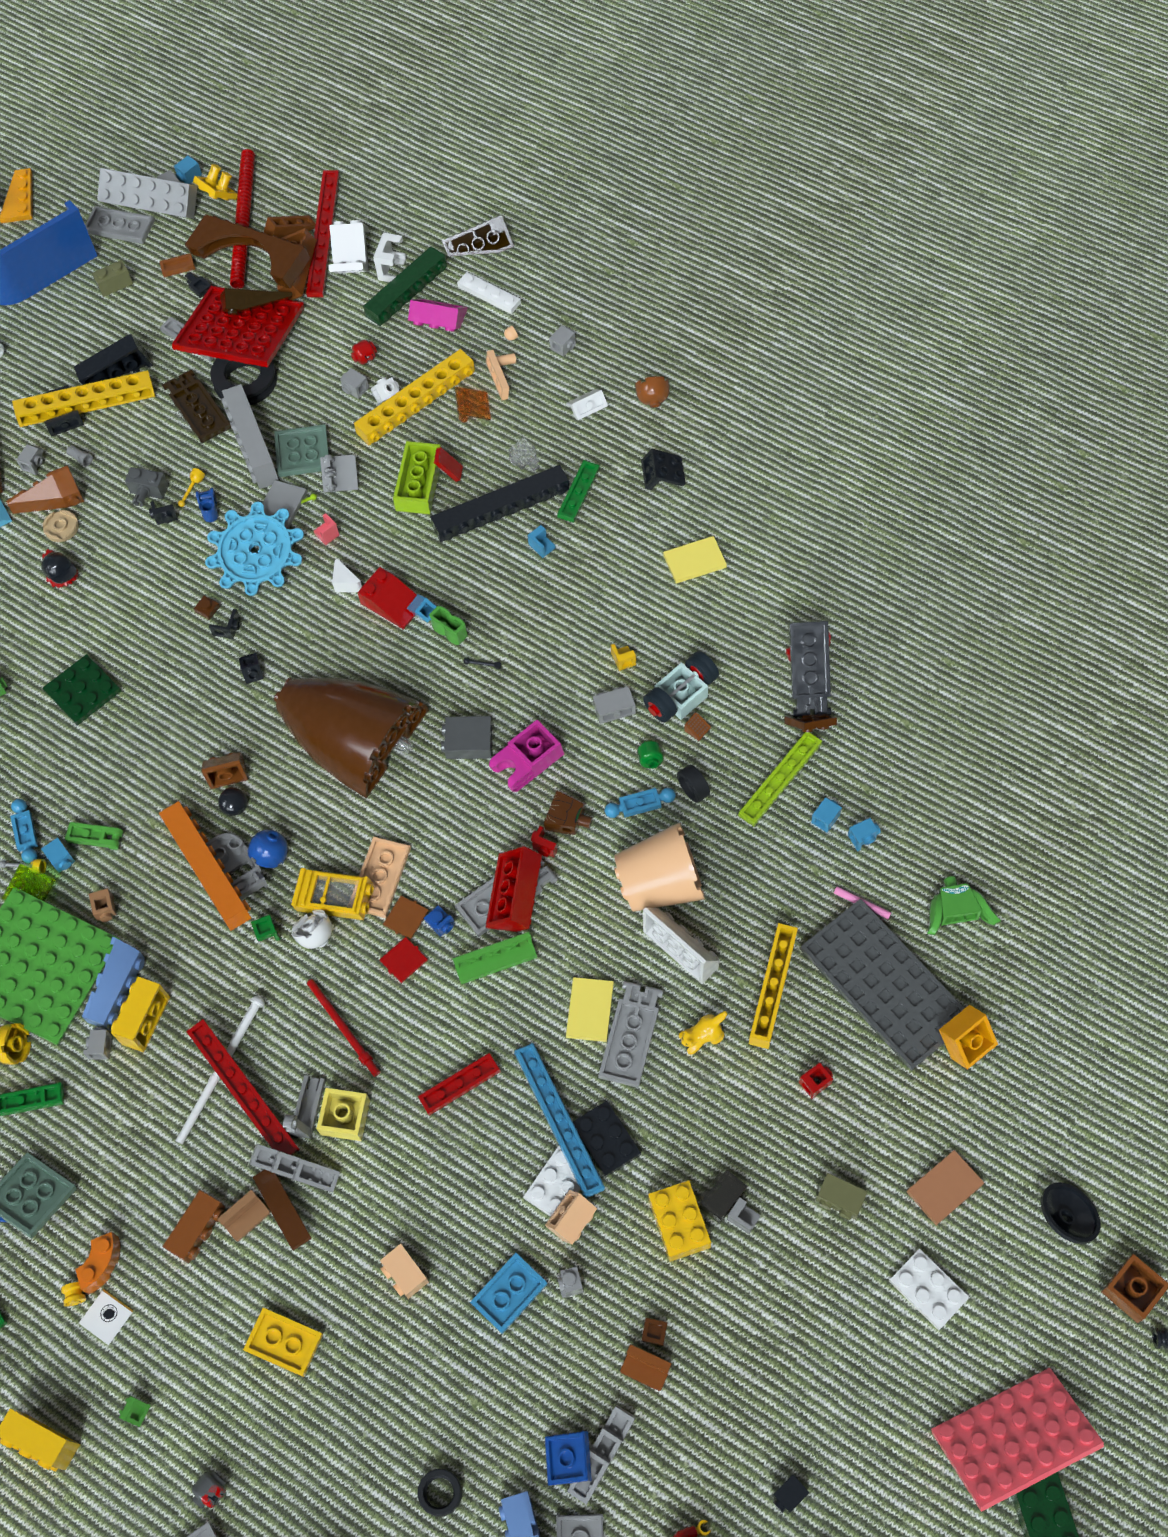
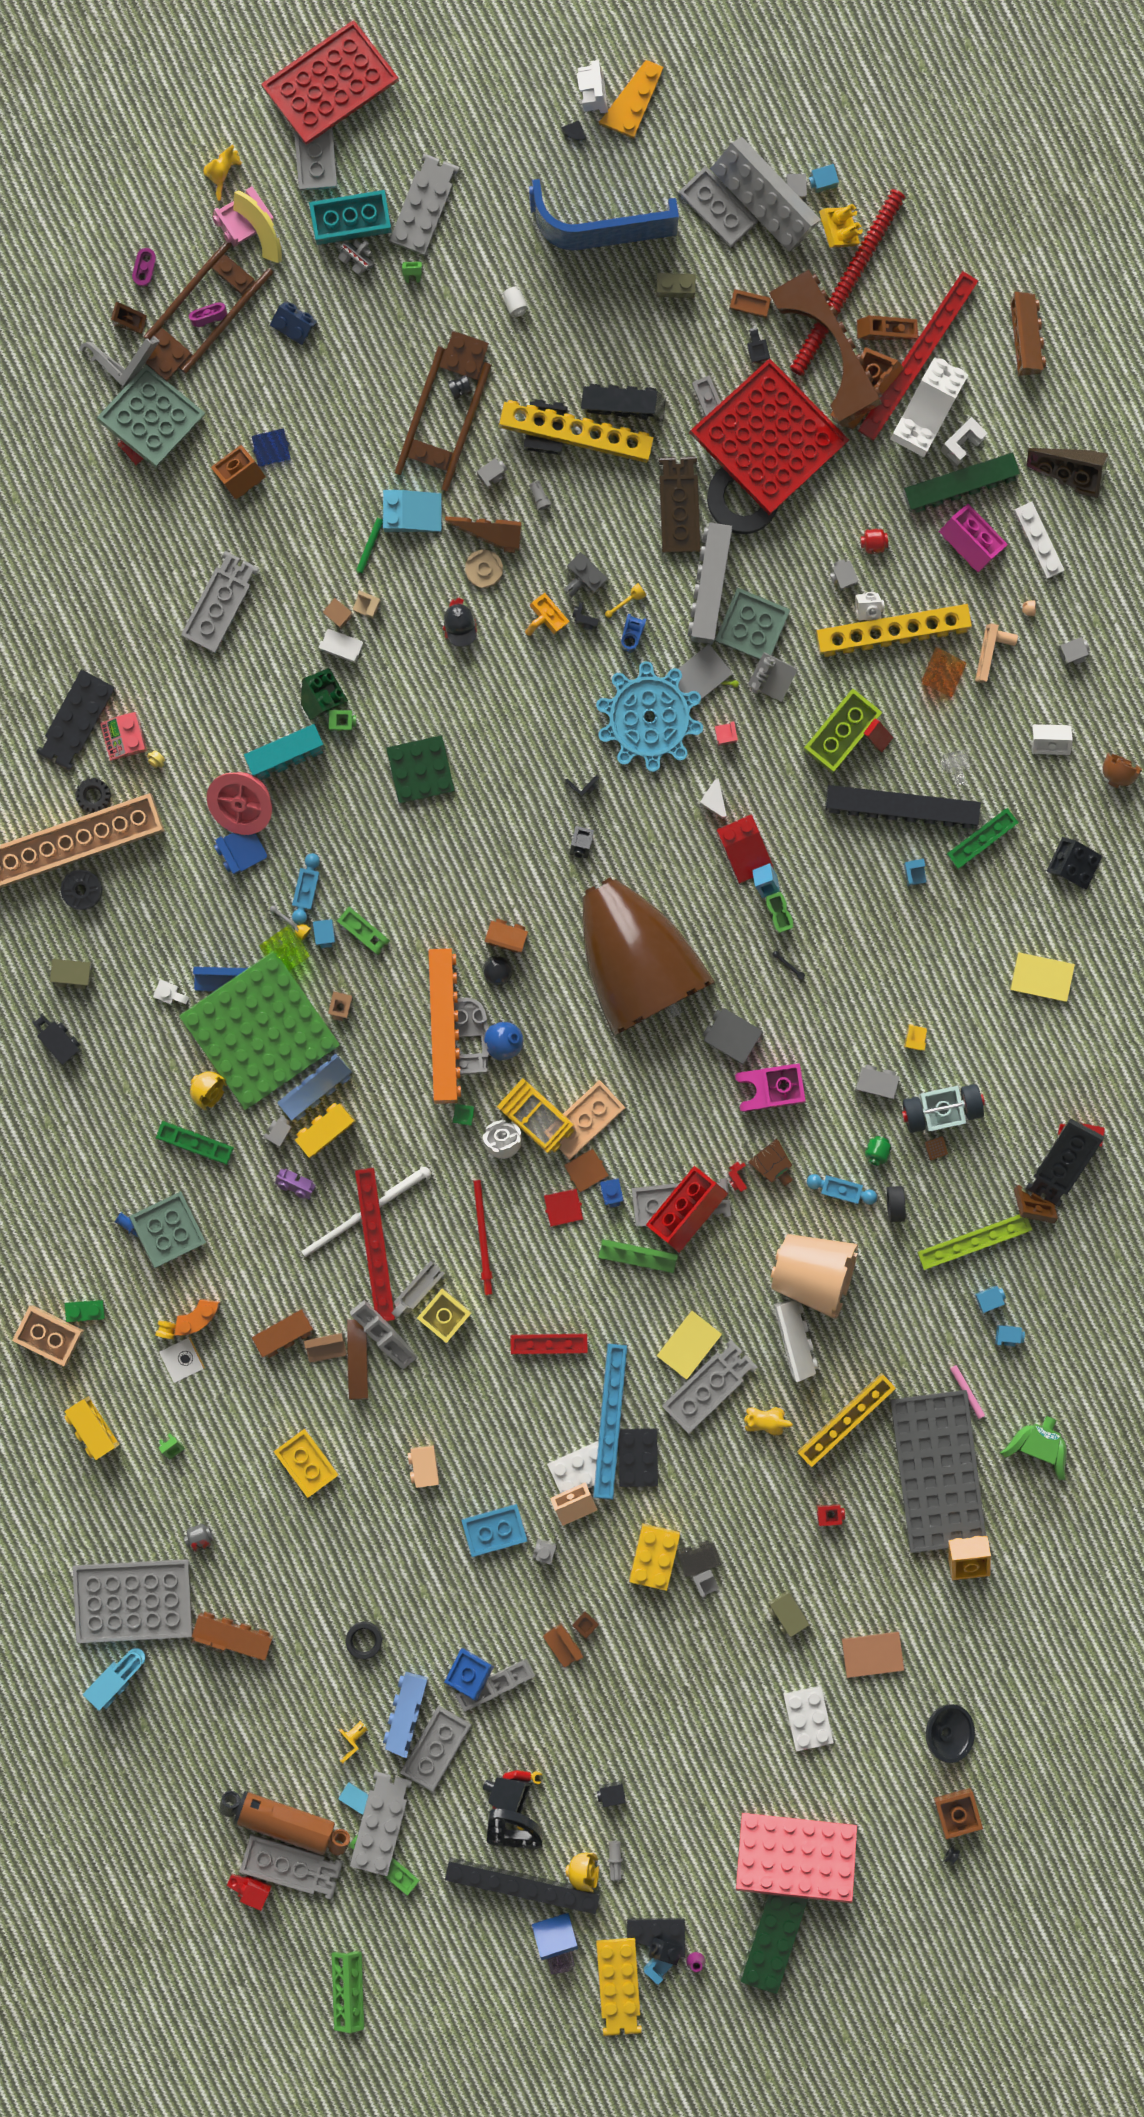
camera: 25 degrees right, 25 degrees up
(129, 525) = (548, 614): none -> light orange plate
(130, 1084) = (286, 1181): none -> medium lavender hinge
(206, 607) = (574, 749): reddish brown plate -> none
(242, 300) = (786, 413): dark brown wedge -> none
(393, 180) = (1026, 334): none -> dark orange slope

